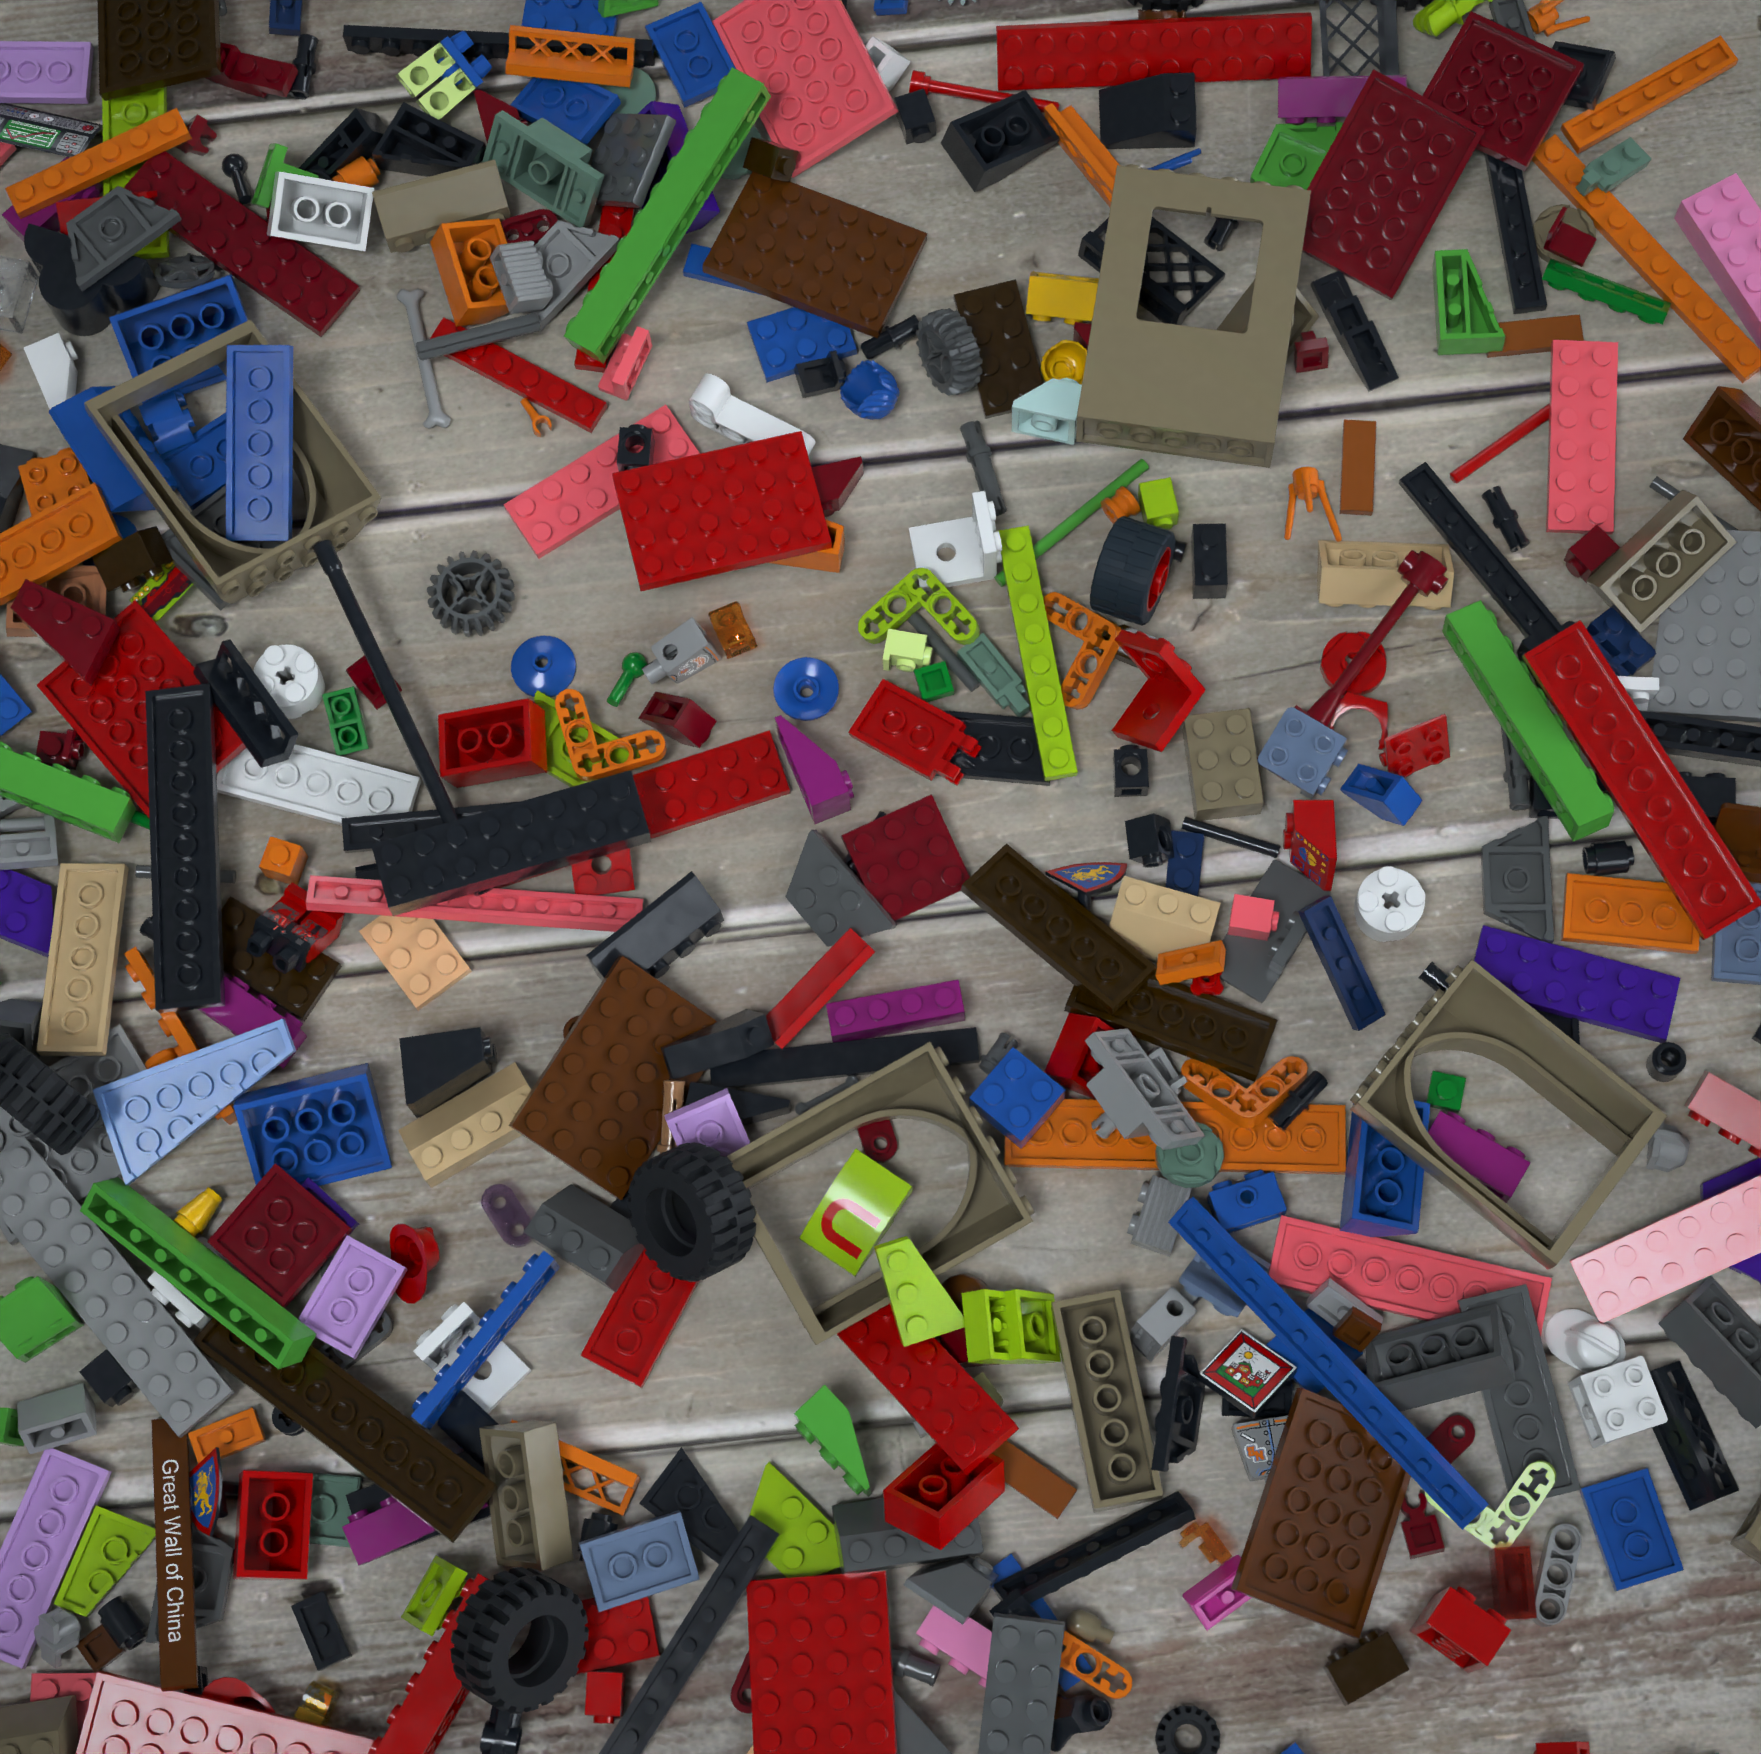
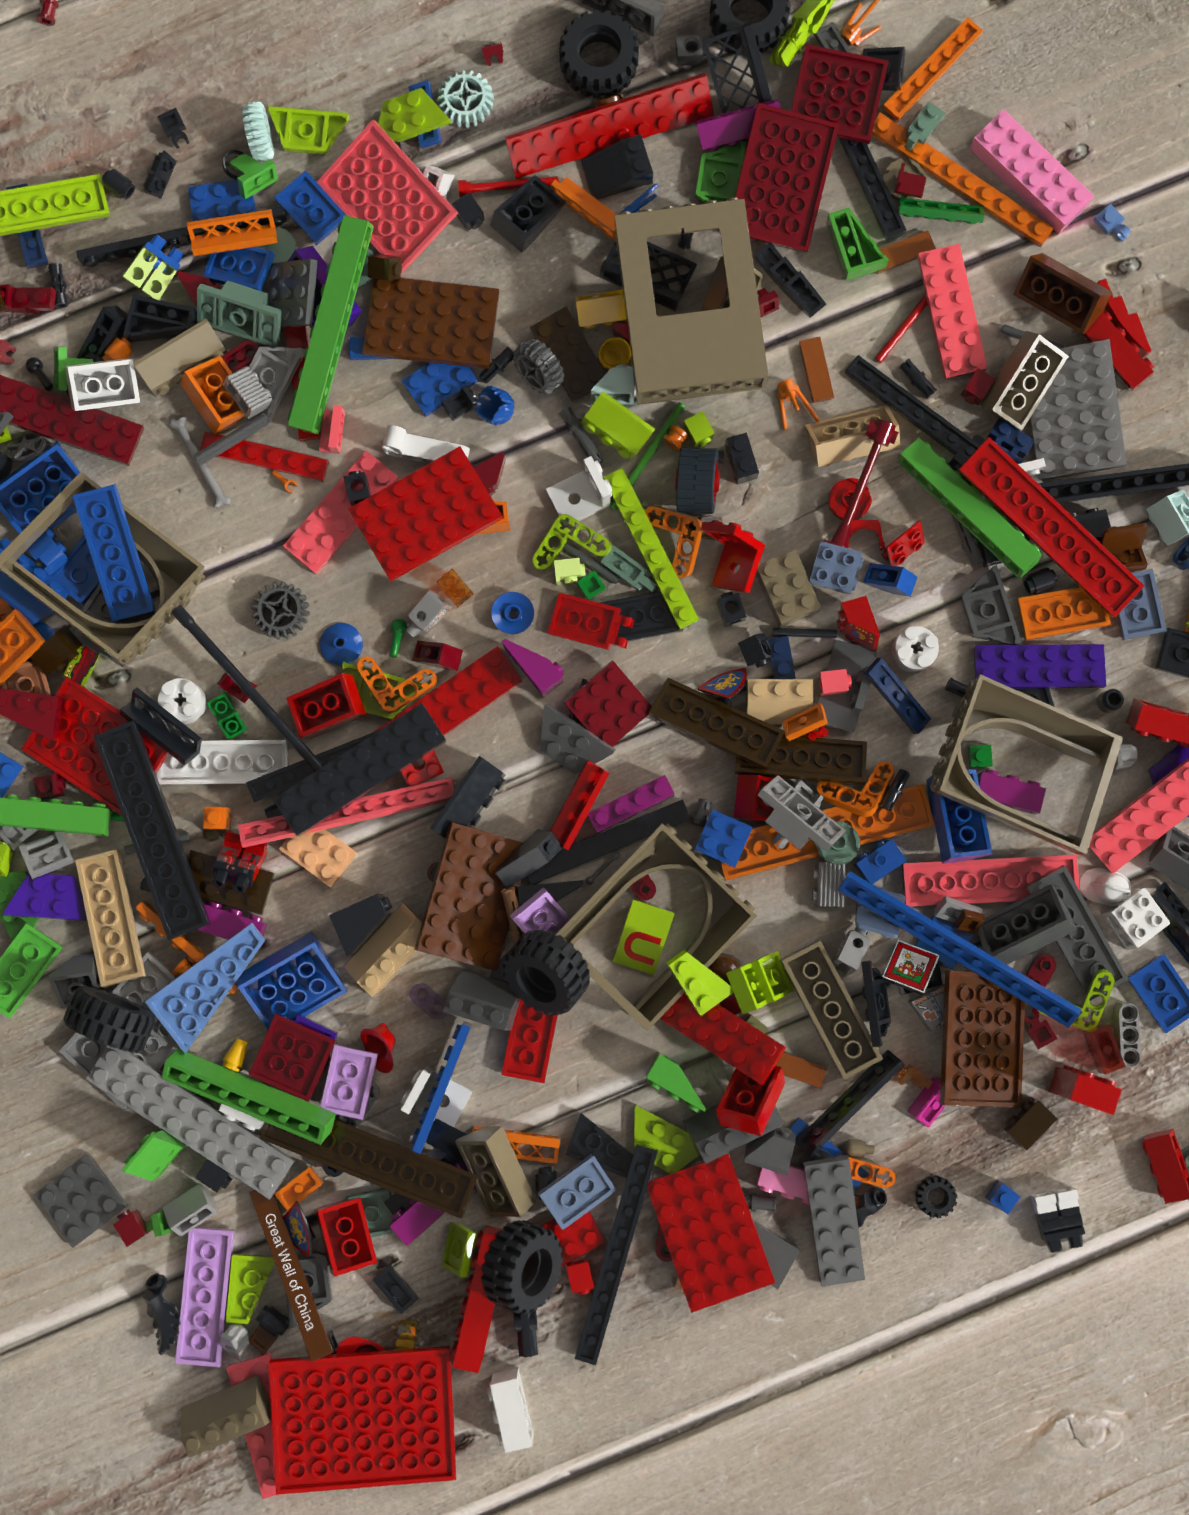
camera: 20 degrees left, 10 degrees up
(1037, 464) = (616, 426): none -> lime slope

